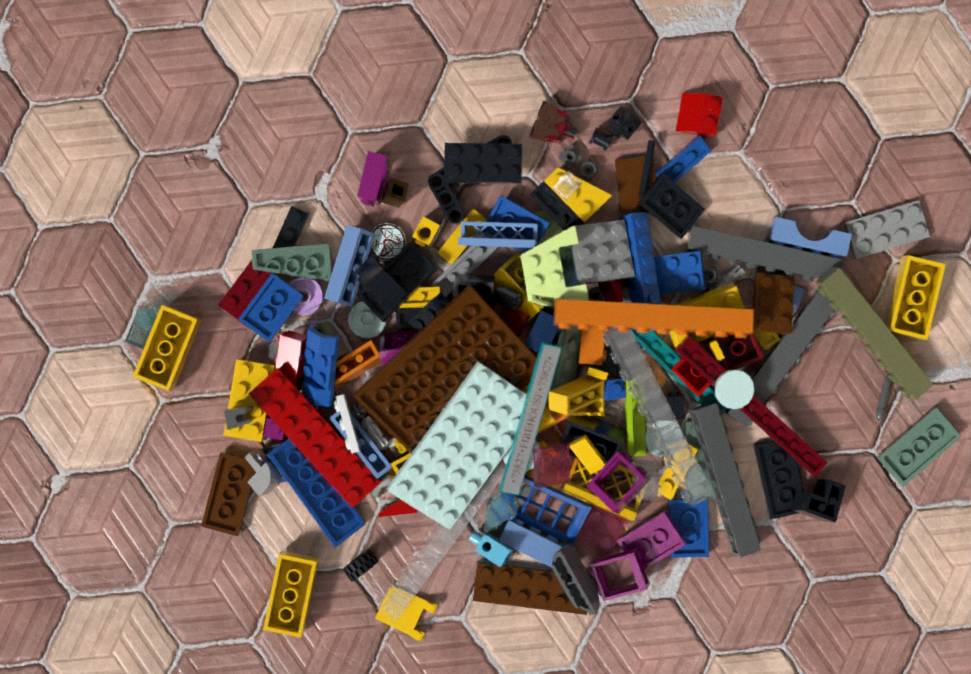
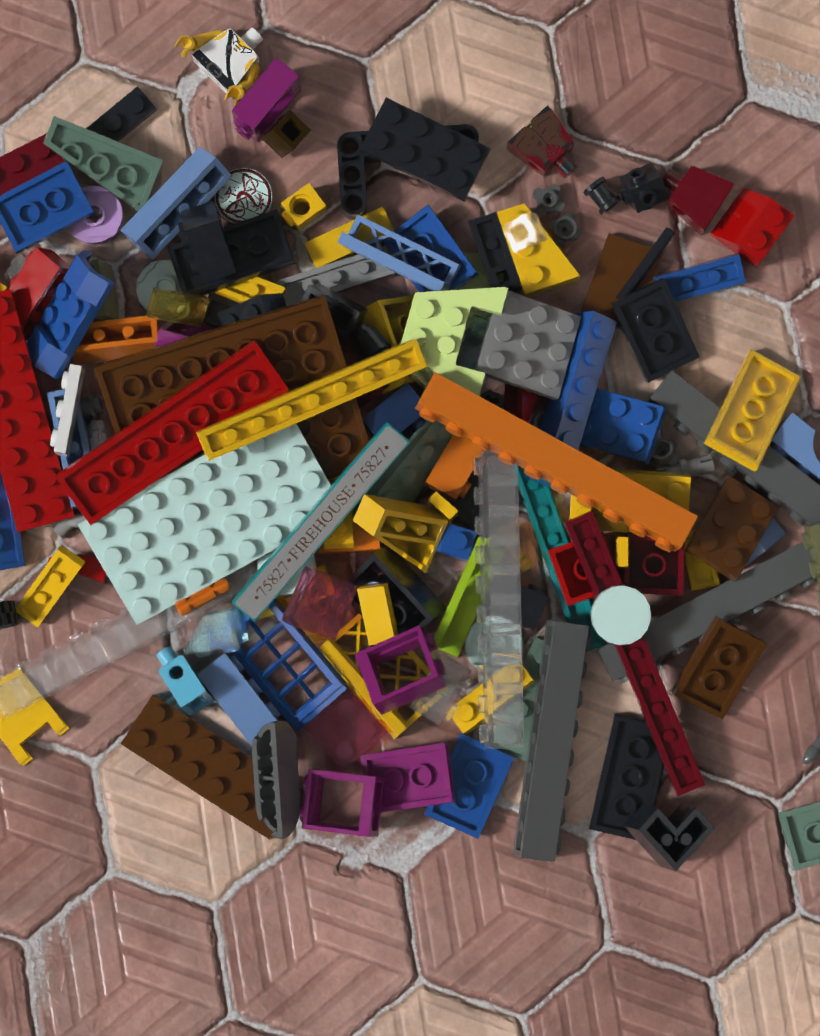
camera: 25 degrees right, 5 degrees down
(337, 164) = (226, 58): none -> torso
(381, 329) = (177, 307): none -> clear yellow plate
(386, 530) = (49, 585): none -> yellow plate
(418, 410) = (168, 433): none -> red plate
(472, 505) = (203, 596): none -> orange axle
(491, 351) = (311, 399): none -> yellow plate
(657, 112) = (696, 196): none -> dark red torso
(752, 226) = (752, 410): none -> yellow tile
(803, 389) = (718, 667): none -> reddish brown plate

